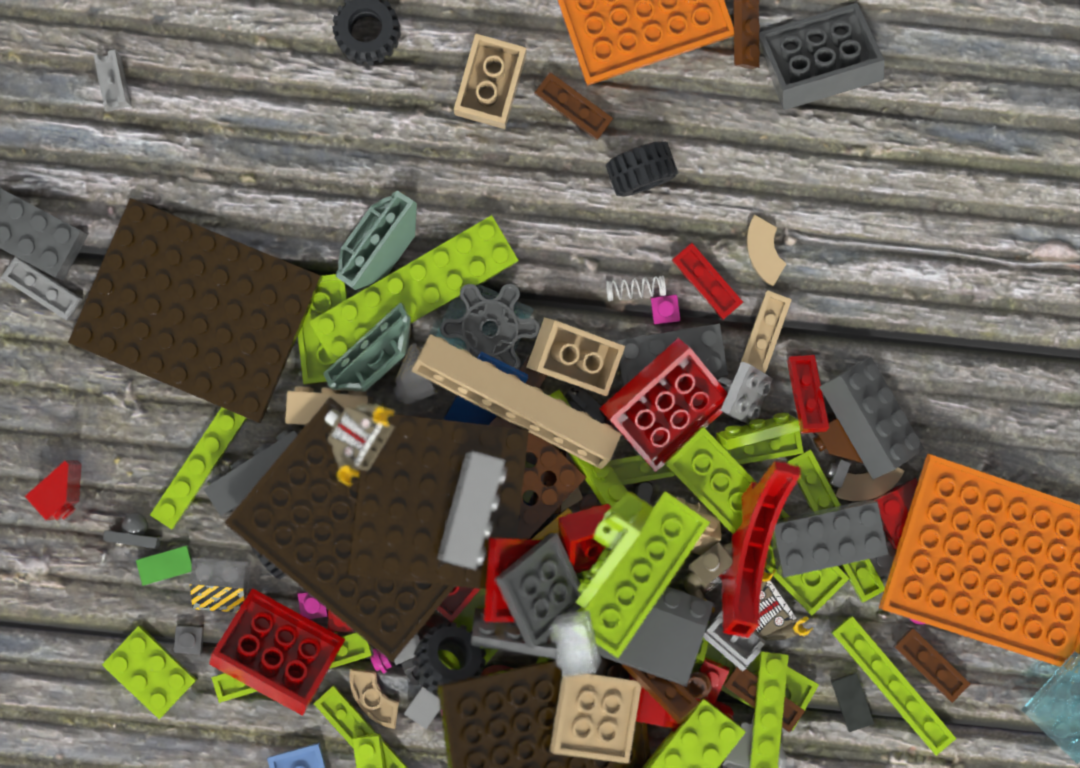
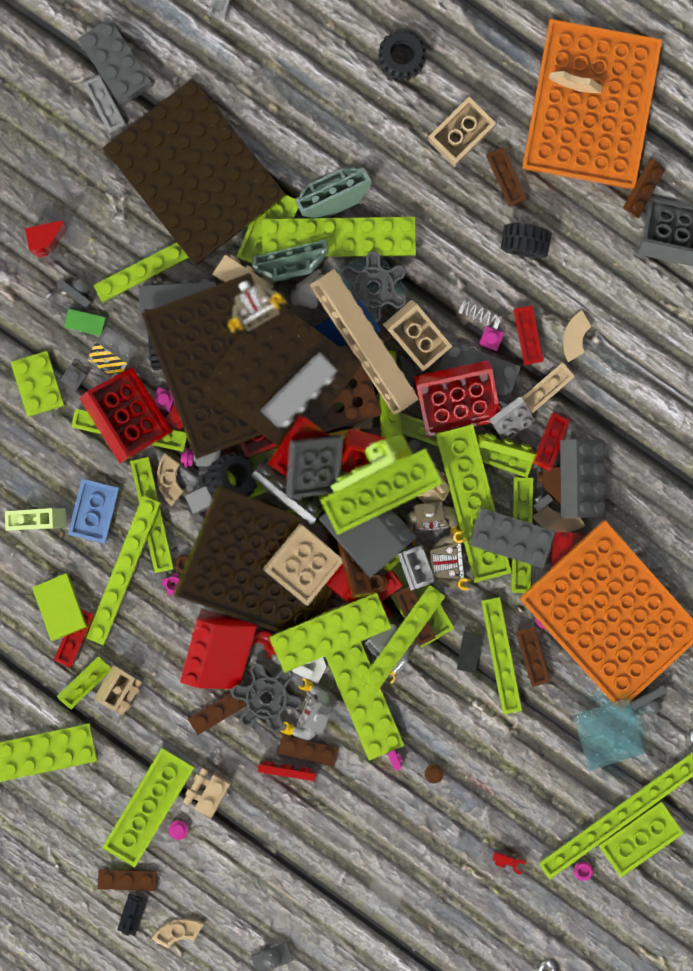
camera: 30 degrees right, 0 degrees up
(575, 644) = (316, 510): clear brick -> none
(750, 545) = (460, 514): red arch -> none

